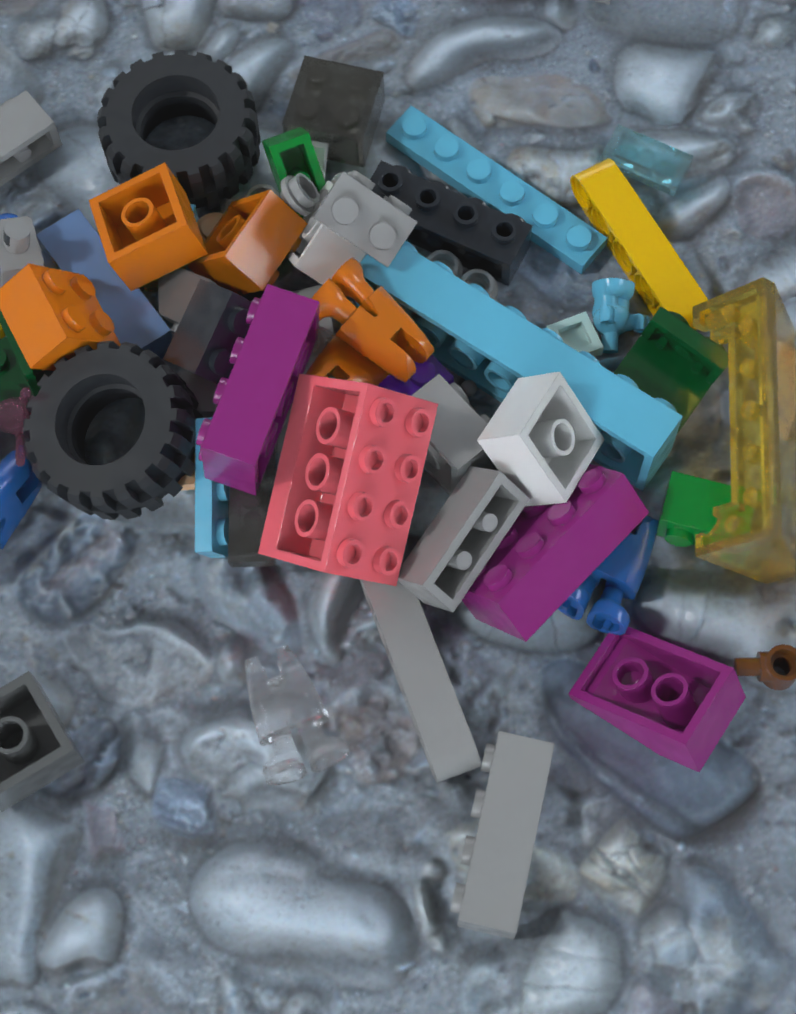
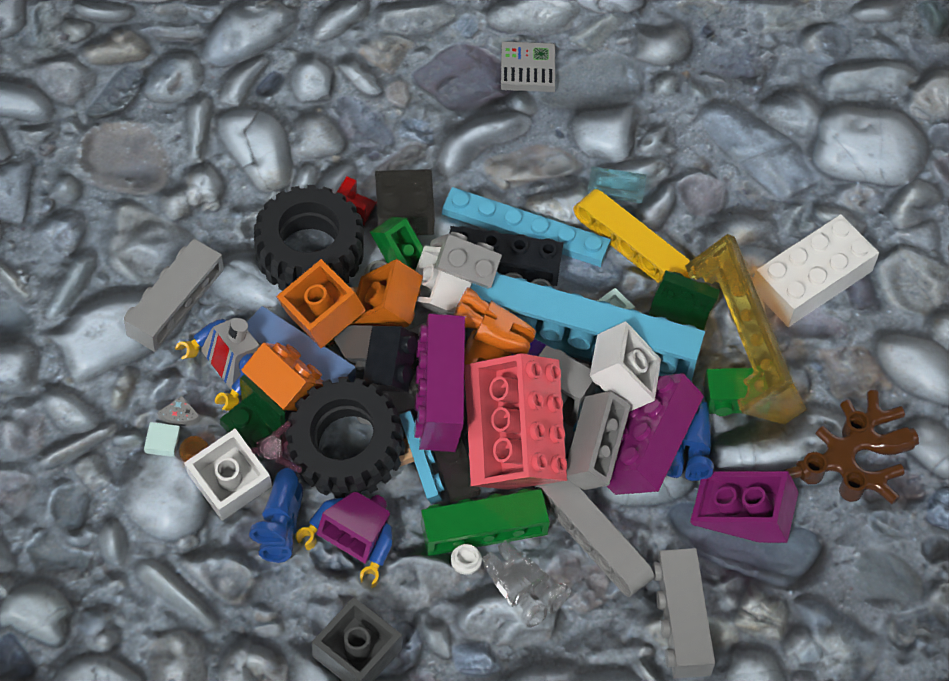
camera: 25 degrees left, 10 degrees down
(83, 565) = (355, 527): none -> magenta torso
(224, 655) = (466, 559): none -> white plate
(268, 607) = (484, 521): none -> green brick
(269, 94) = (363, 204): none -> red panel
(299, 193) = (412, 258): light grey plate -> none
(612, 311) = (630, 282): medium azure piece -> none

